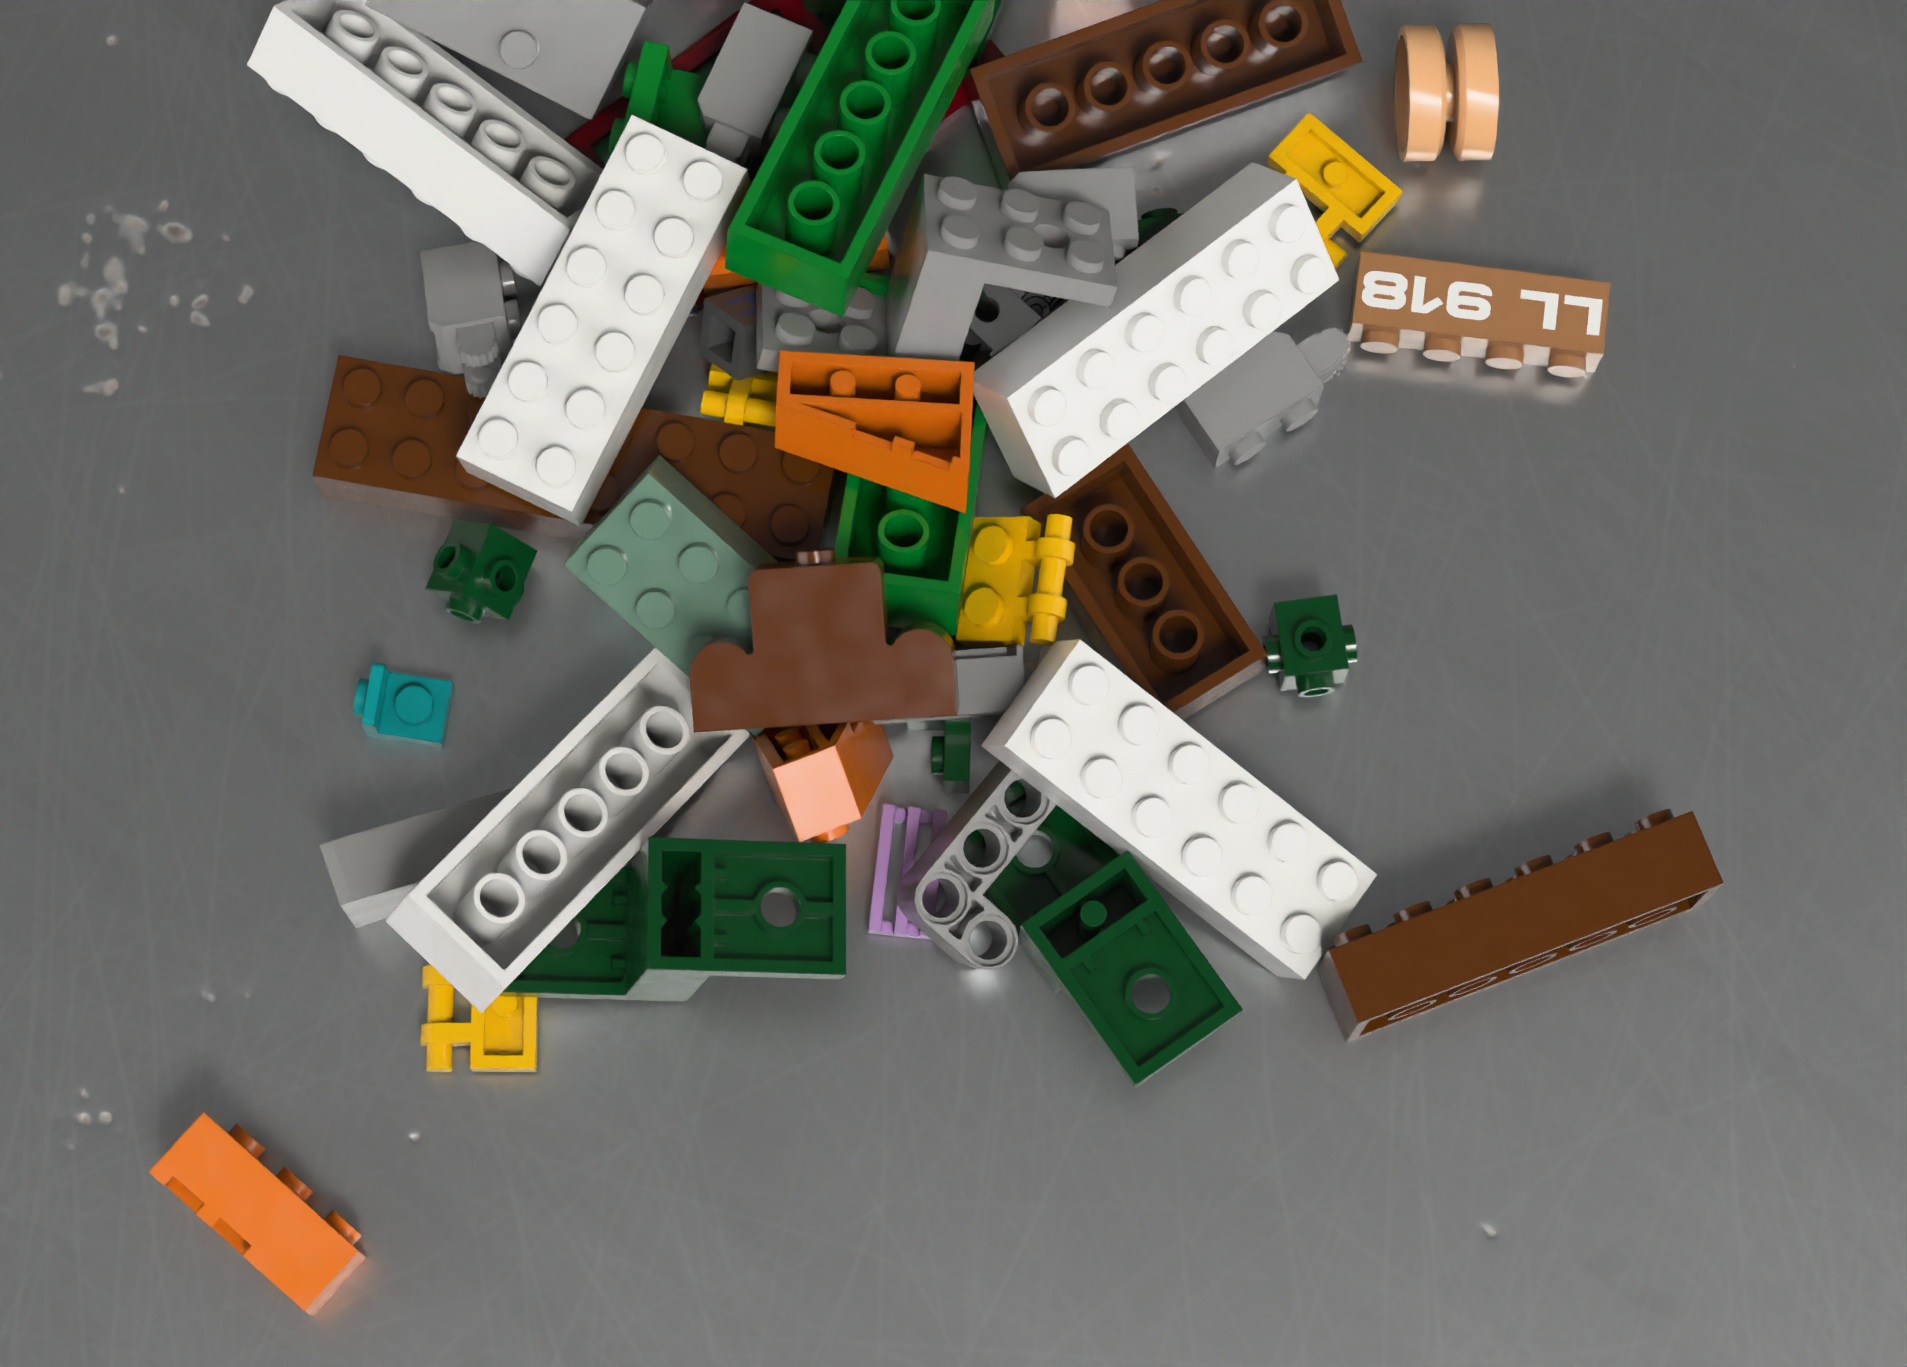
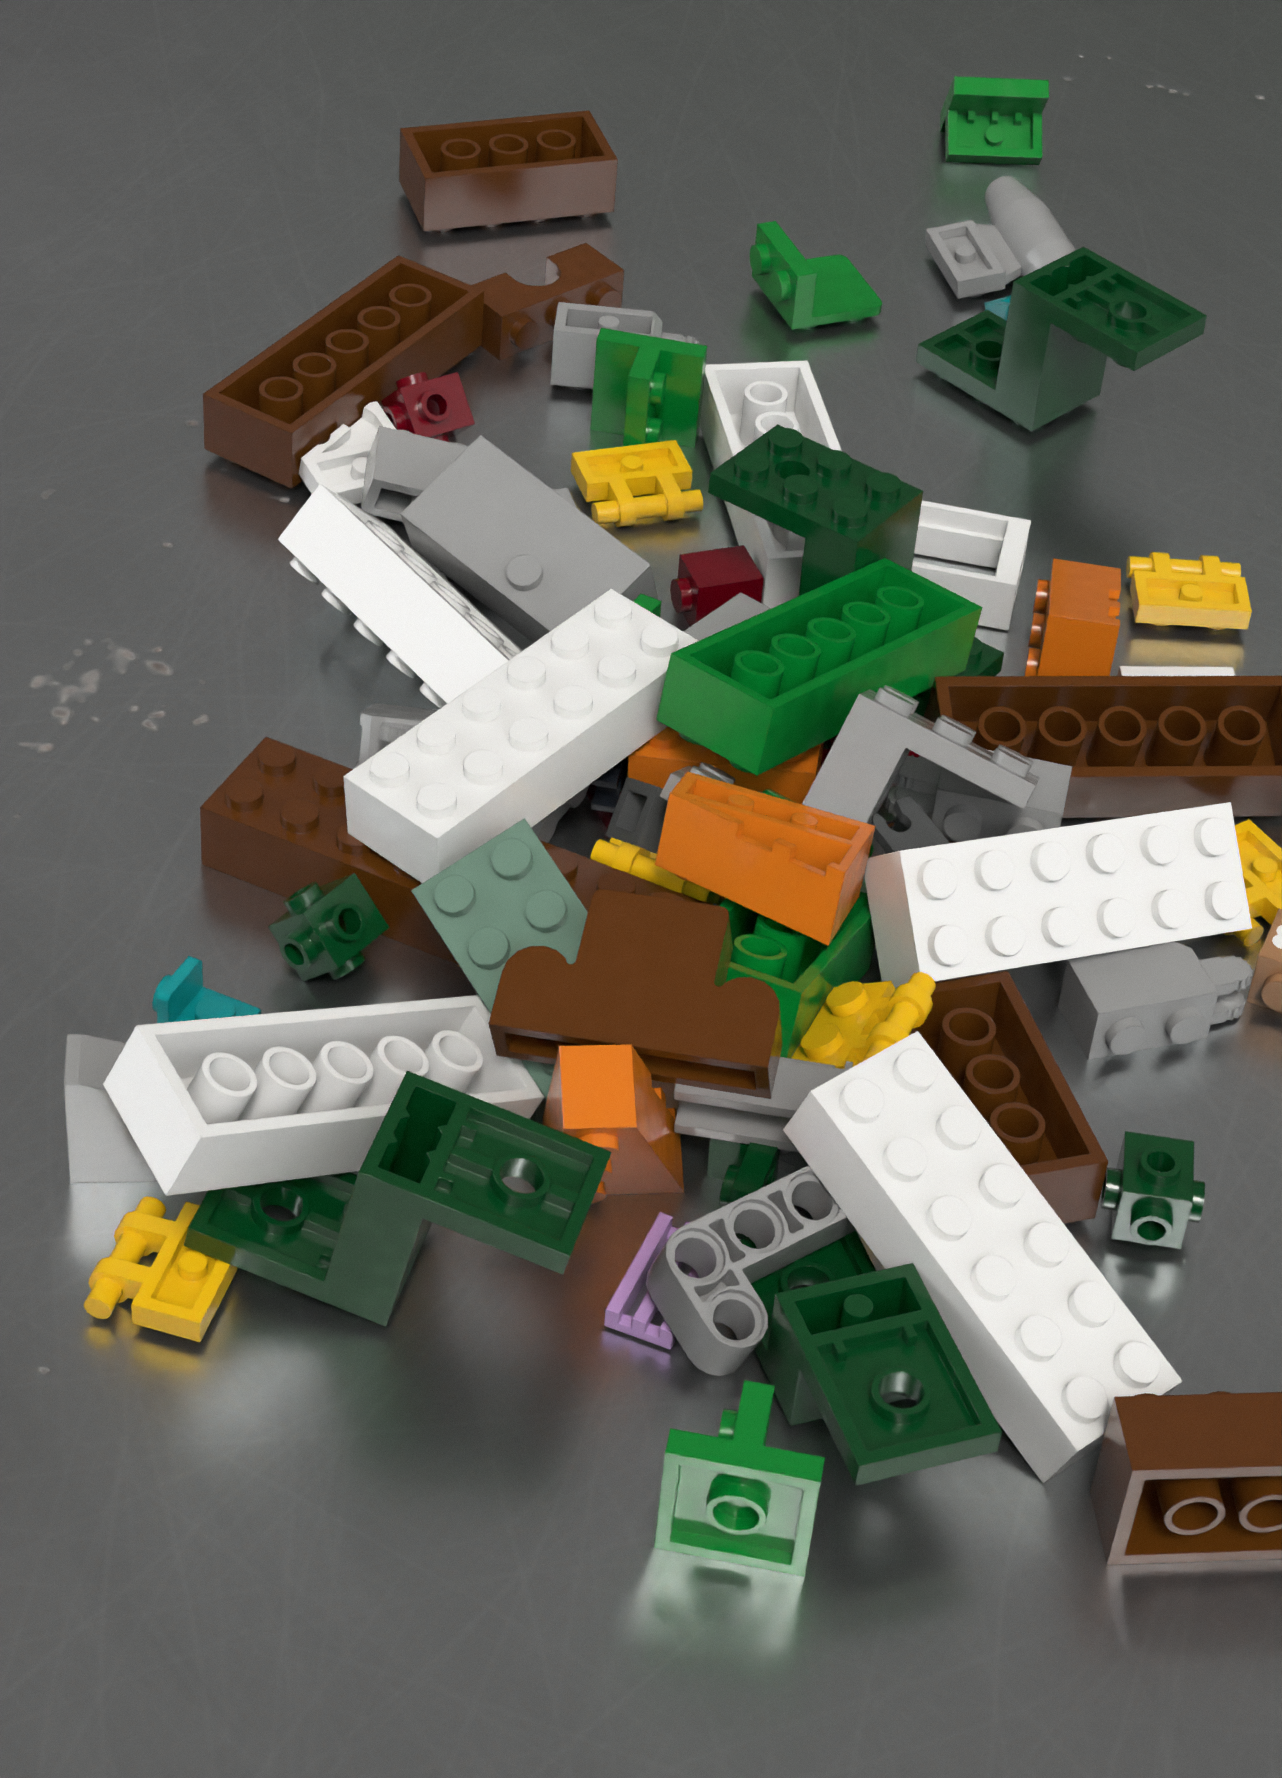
camera: 15 degrees right, 35 degrees down
(1037, 1113) = (736, 1495): none -> green bracket

